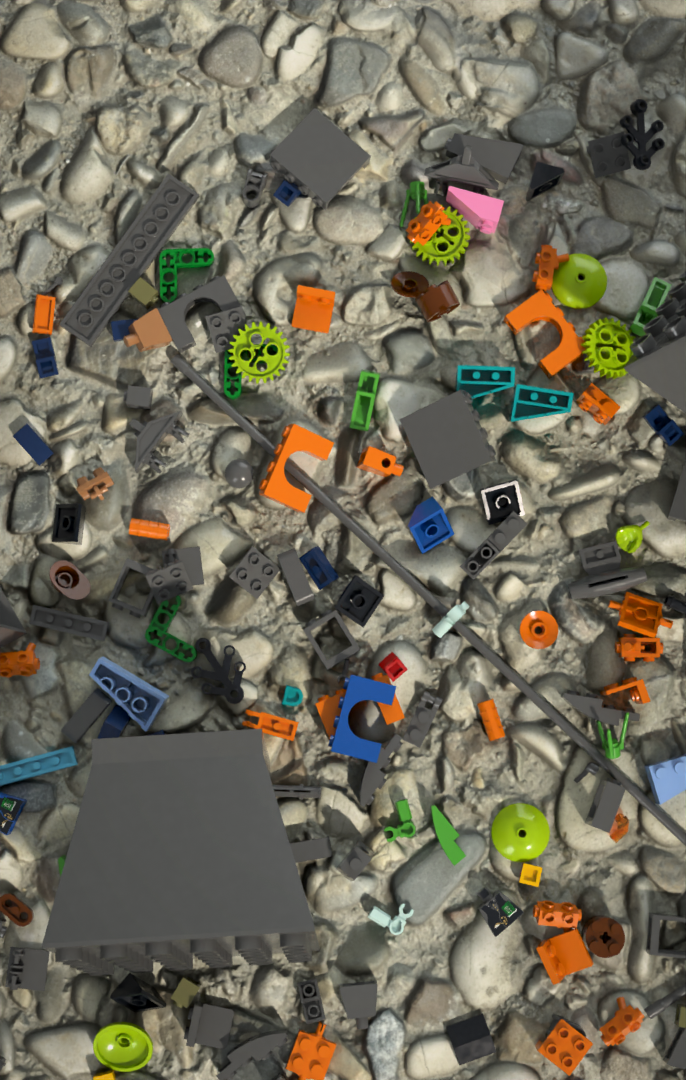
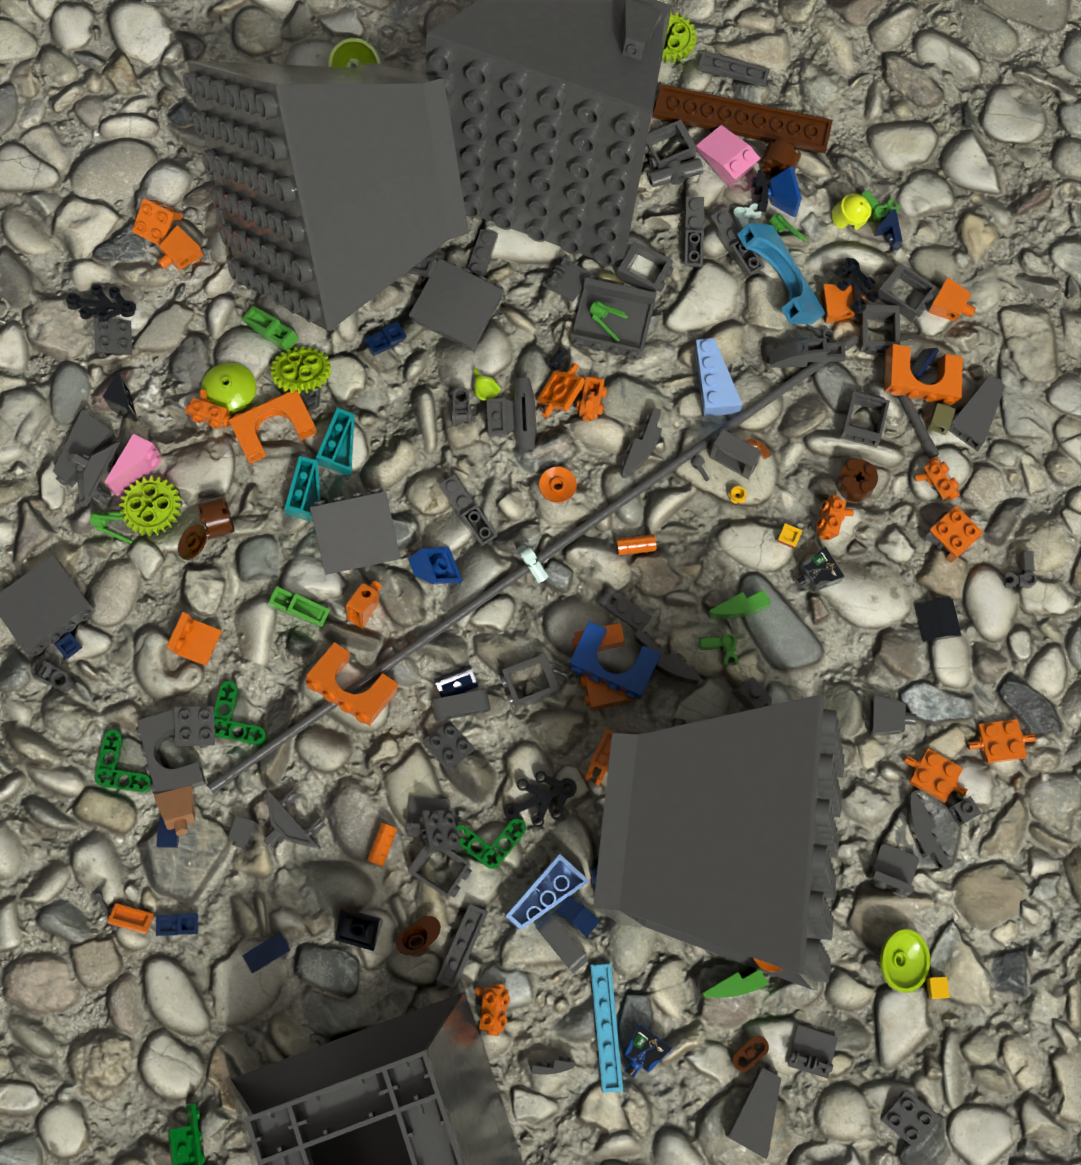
camera: 75 degrees left, 10 degrees down
(96, 486) = (326, 892): medium nougat hips -> none
(129, 260) = (96, 818): dark grey plate -> none
(137, 995) = (855, 937): black slope -> none
(144, 293) = (135, 807): olive brick -> none
(185, 992) = (858, 888): olive brick -> none
(239, 473) = (344, 744): dark grey hair -> none
(244, 342) = (211, 711): lime gear -> none
(292, 696) = (579, 731): teal tile -> none
(311, 1001) = (883, 765): dark grey slope -> none
(358, 601) = (497, 648): black slope -> none
(392, 666) = (566, 628): red slope -> none
(396, 925) = (820, 671): light aqua bar -> none
(427, 223) = (135, 510): orange brick -> none
(501, 501) = (426, 496): black slope -> none
(506, 832) = (743, 549): lime dish -> none
(564, 955) = (869, 517): orange bracket -> none
(568, 818) = (737, 490): none -> yellow plate
(597, 404) = (353, 392): orange bracket -> none
(601, 517) = (461, 409): none -> dark grey piece
(611, 745) = (680, 439): bright green plant -> none
(637, 693) = (631, 405): orange bracket -> none

